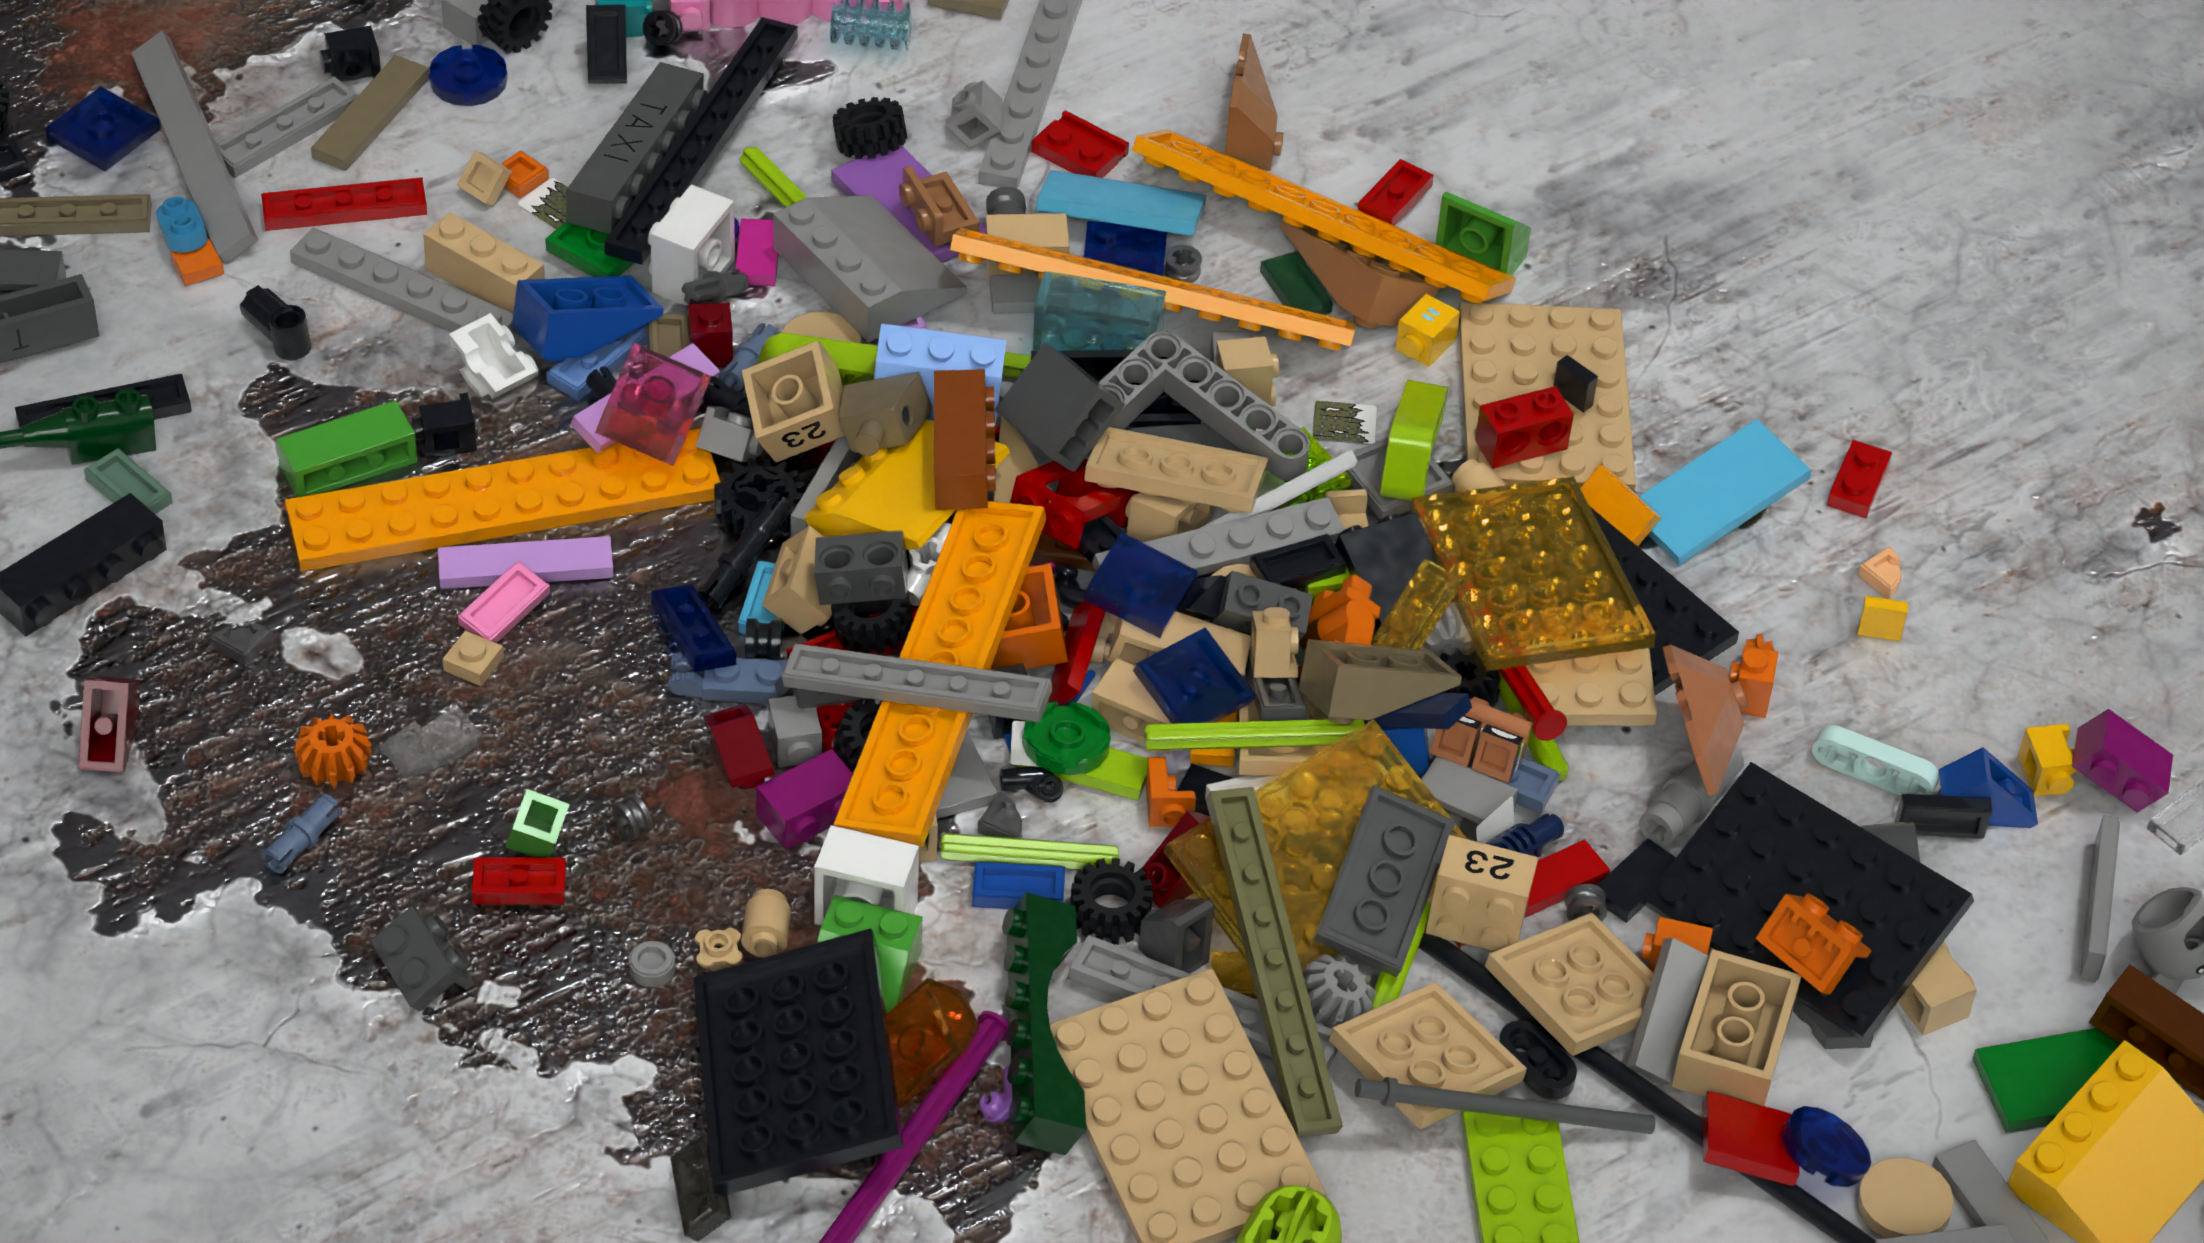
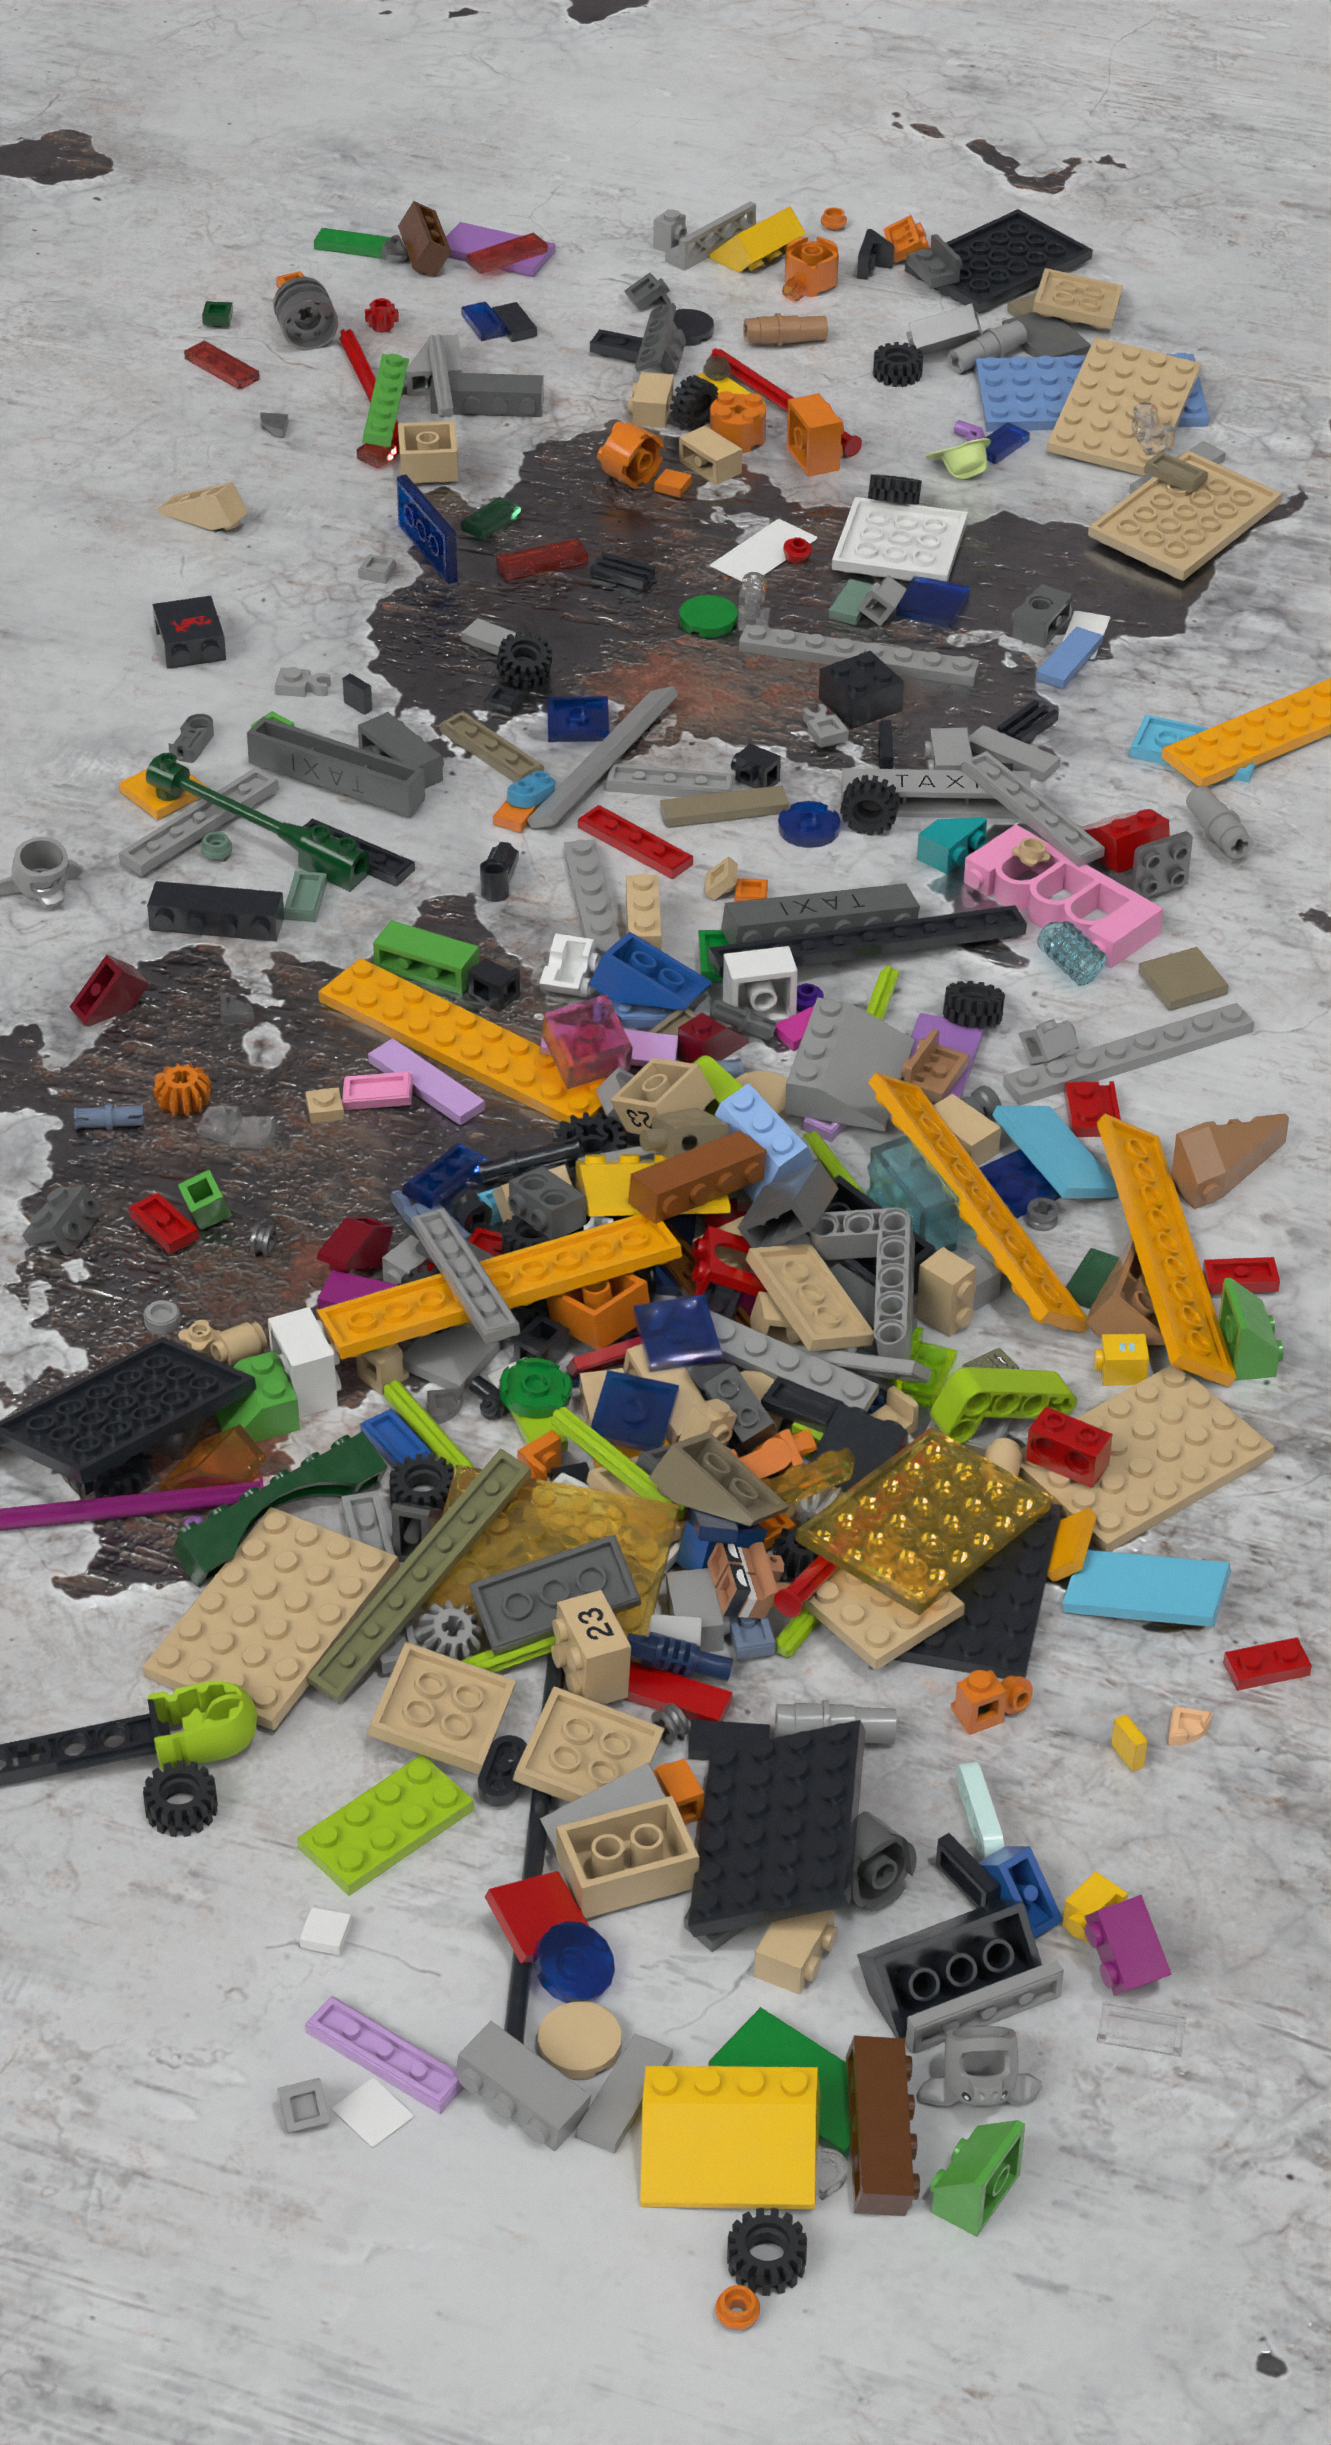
camera: 55 degrees right, 5 degrees down
(606, 44) = (900, 856): black tile -> none
(672, 23) = (950, 871): black bush -> none
(1391, 1091) = (364, 1692): dark grey bar -> none
(1575, 383) = (1148, 1452): black tile -> none
(1709, 711) = (890, 1677): nougat wedge -> none
(1812, 941) = (728, 1840): orange bracket -> none
(2036, 890) = (949, 1960): none -> black slope

